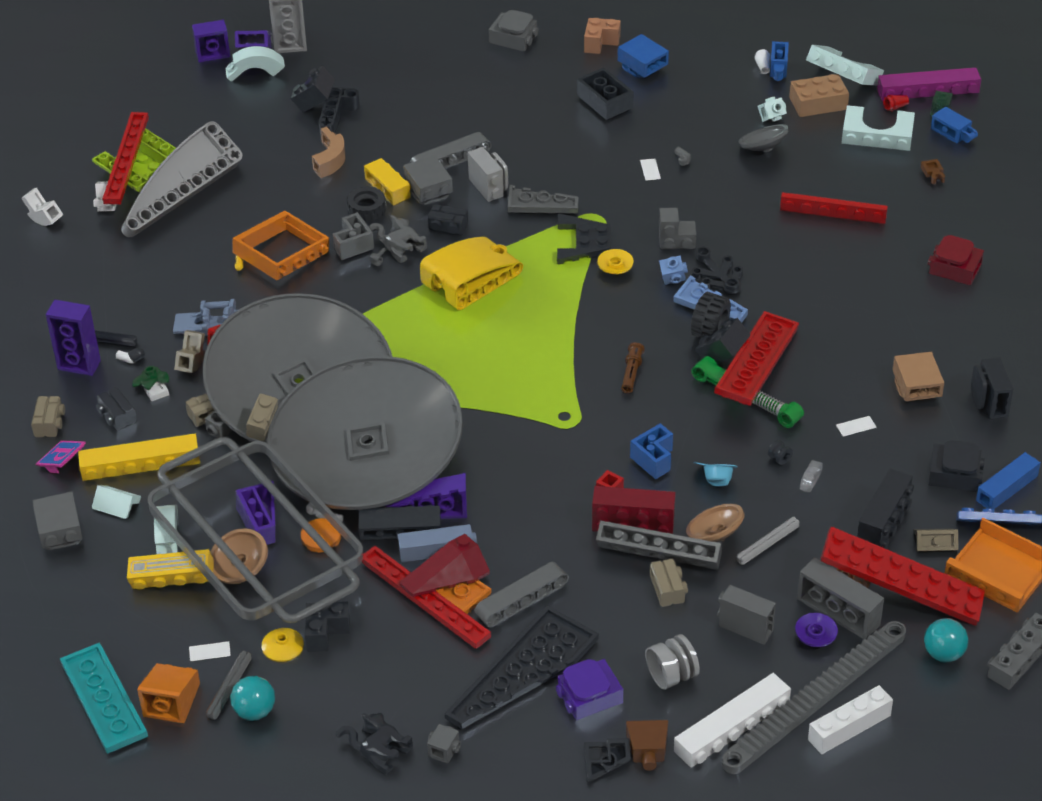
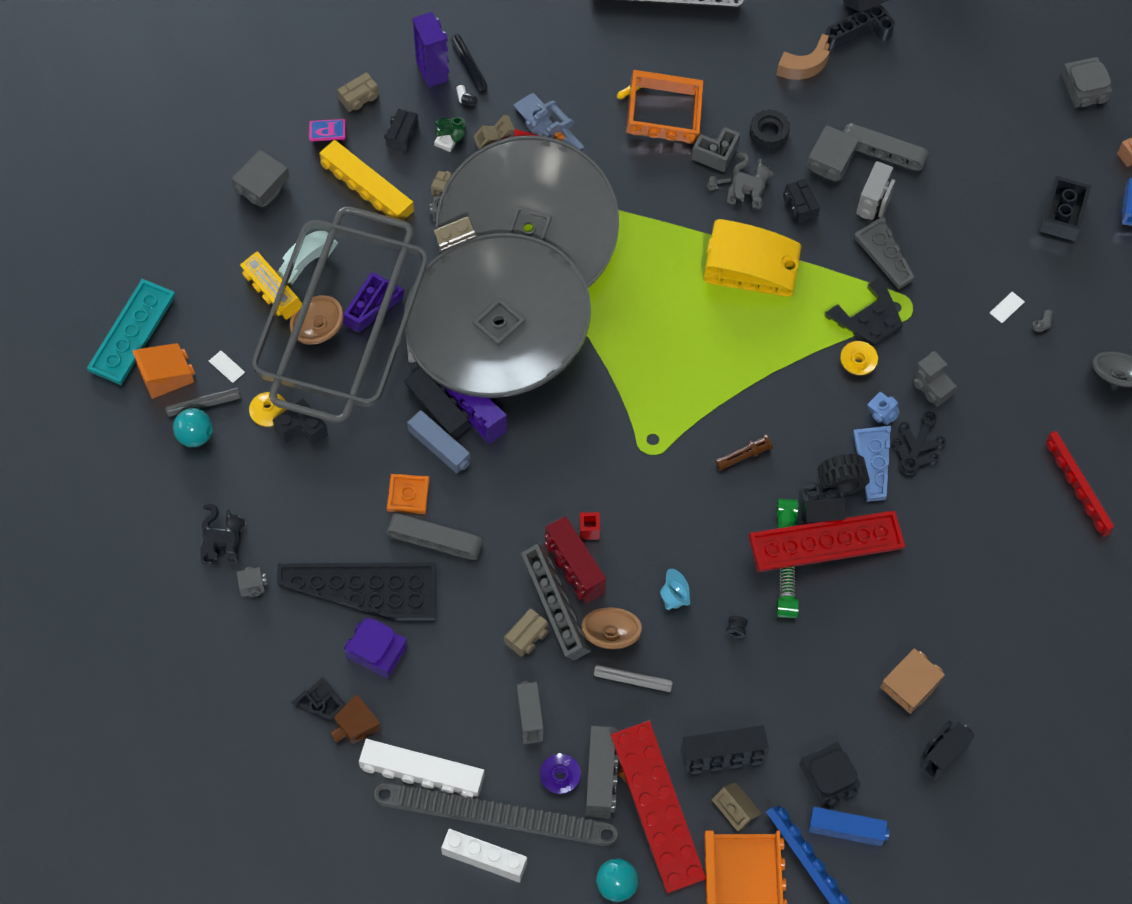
camera: 50 degrees right, 20 degrees up
(114, 501) = (315, 198): light aqua panel -> none
(325, 530) = (381, 354): orange tile -> none
(389, 181) = (808, 125): yellow brick -> none
(432, 602) = (381, 472): red plate -> none
(452, 564) = (417, 469): dark red wedge -> none
(653, 450) = (657, 526): blue brick -> none
(672, 661) = (442, 690): light grey wheel -> none
(811, 476) = (729, 667): clear beam -> none
(856, 426) = (823, 666): white sticker -> none
(956, 260) = (1096, 625): dark red brick -> none

